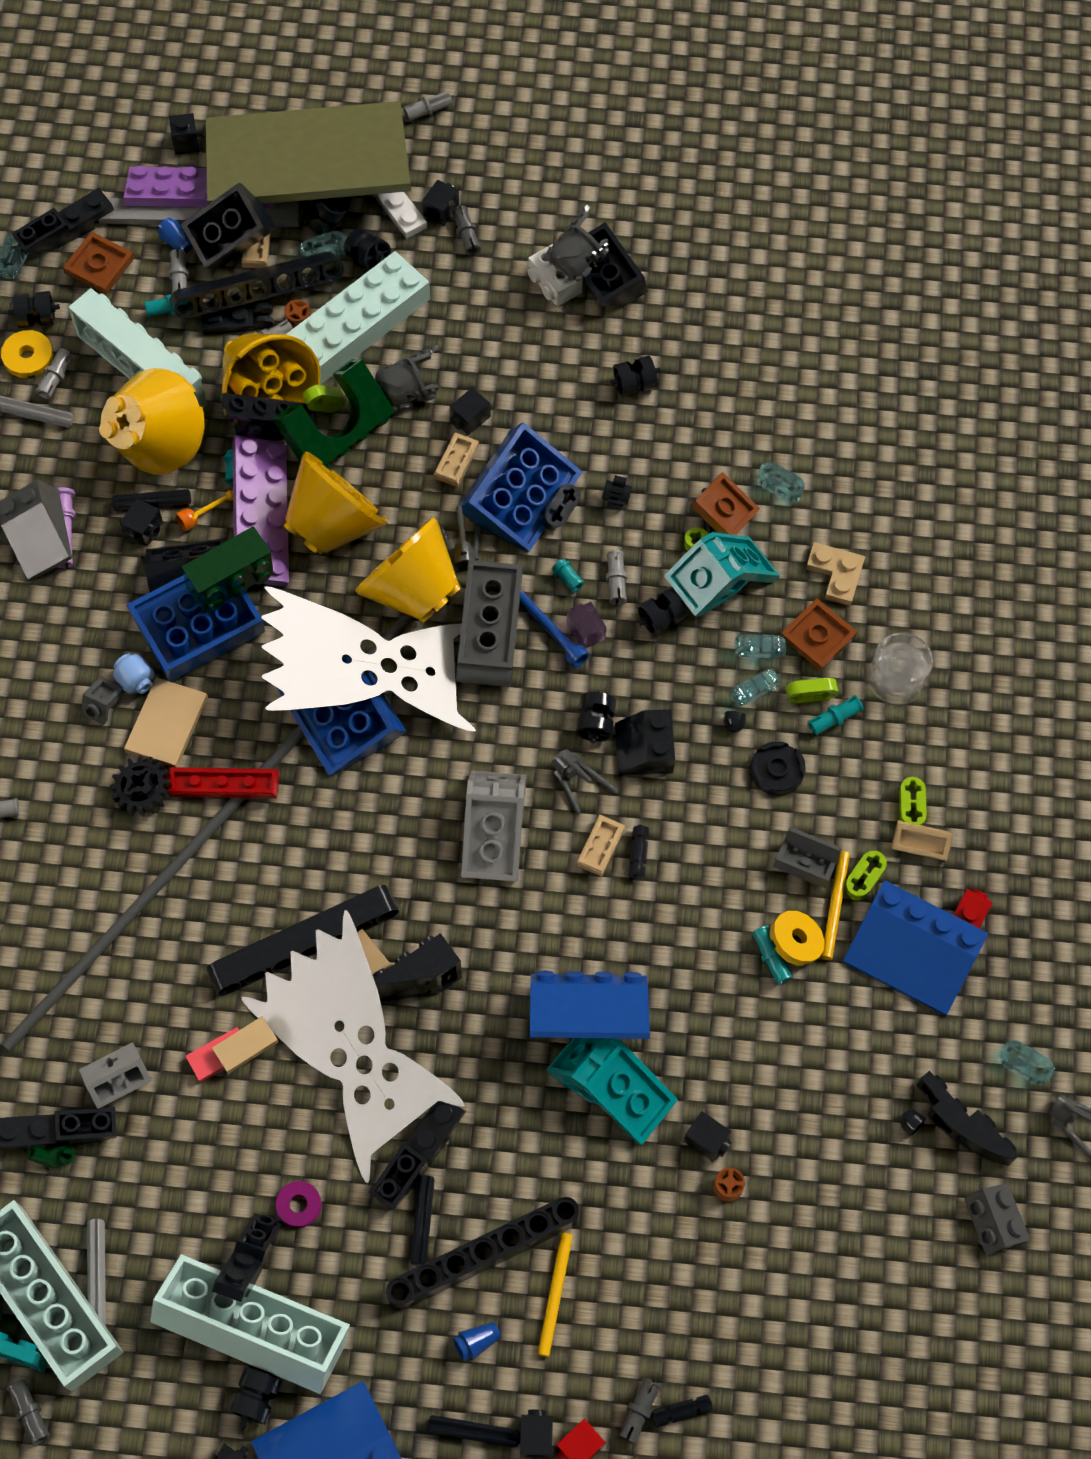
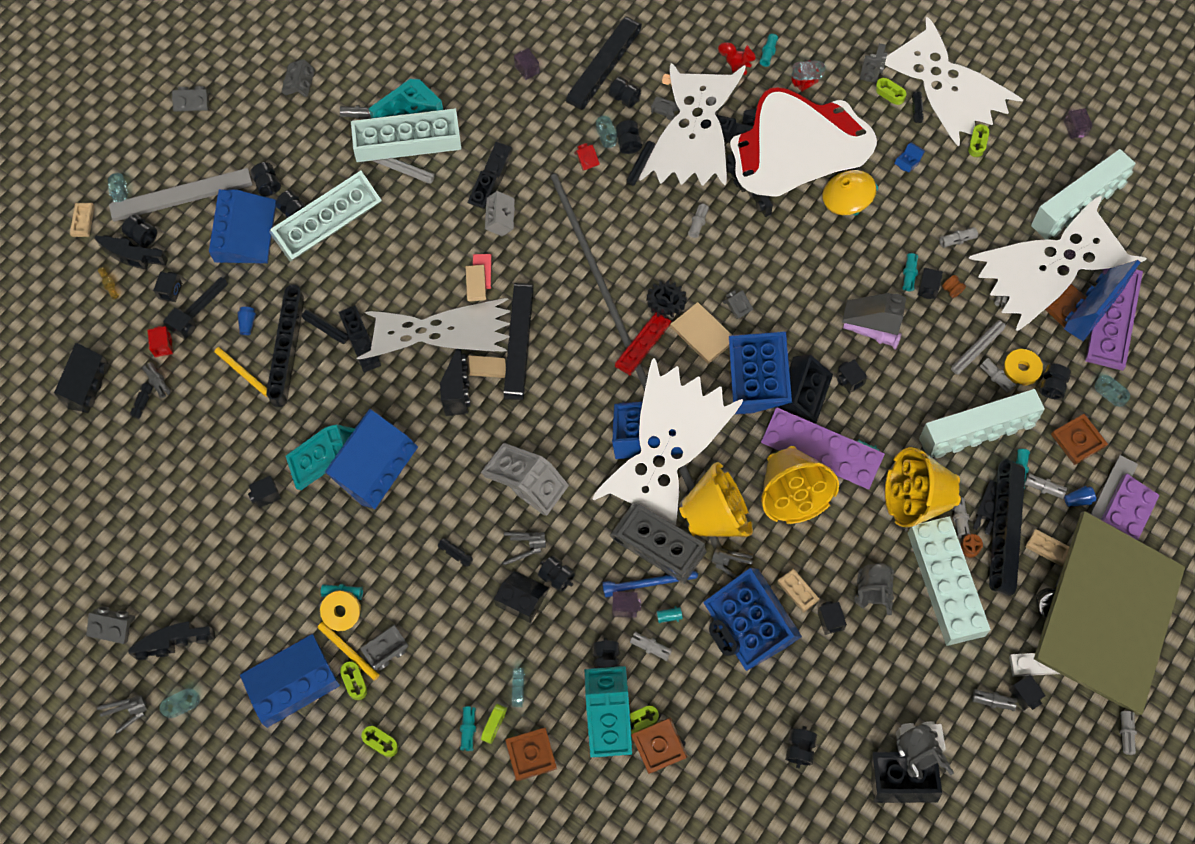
camera: 125 degrees right, 0 degrees up
(53, 1157) = (479, 167): dark green arm -> none
(63, 226) = (1121, 427): black slope -> none
(133, 673) = (743, 324): light blue head -> none
(154, 421) = (917, 399): yellow cone -> none
(156, 499) = (867, 391): black axle -> none
(184, 133) = (1173, 542): black brick -> none
(188, 518) = (841, 405): hinge -> none
(228, 226) = (1060, 522): black slope -> none
(228, 570) = (769, 389): dark green brick -> none
(248, 1258) = (356, 227): black slope -> none
(256, 414) = (890, 478): black bracket -> none
(303, 1218) = (375, 281): magenta piece -> none
(323, 243) = (1021, 593): clear light blue beam -> none
(324, 398) = (888, 525): lime beam -> none
(366, 248) = (1004, 614): black wheel -> none
(367, 410) = (850, 505): dark green arch -> none
(600, 845) = (473, 532): tan plate -> none
(616, 492) = (713, 680): black gear -> none
(729, 1178) = (229, 485): dark orange wheel -> none
(734, 720) = (504, 661): black hinge -> none
(760, 646) = (545, 709): clear light blue beam -> none
(777, 768) = (457, 671): black tile -> none
(780, 482) = (665, 808): clear light blue beam -> none
(842, 567) = (570, 805): tan plate -> none
(900, 668) = (470, 788): clear wheel -> none
(911, 1121) = (194, 611): black hinge -> none
(922, 840) = (351, 729): tan tile -> none
(973, 907) = (286, 729): red bracket -> none

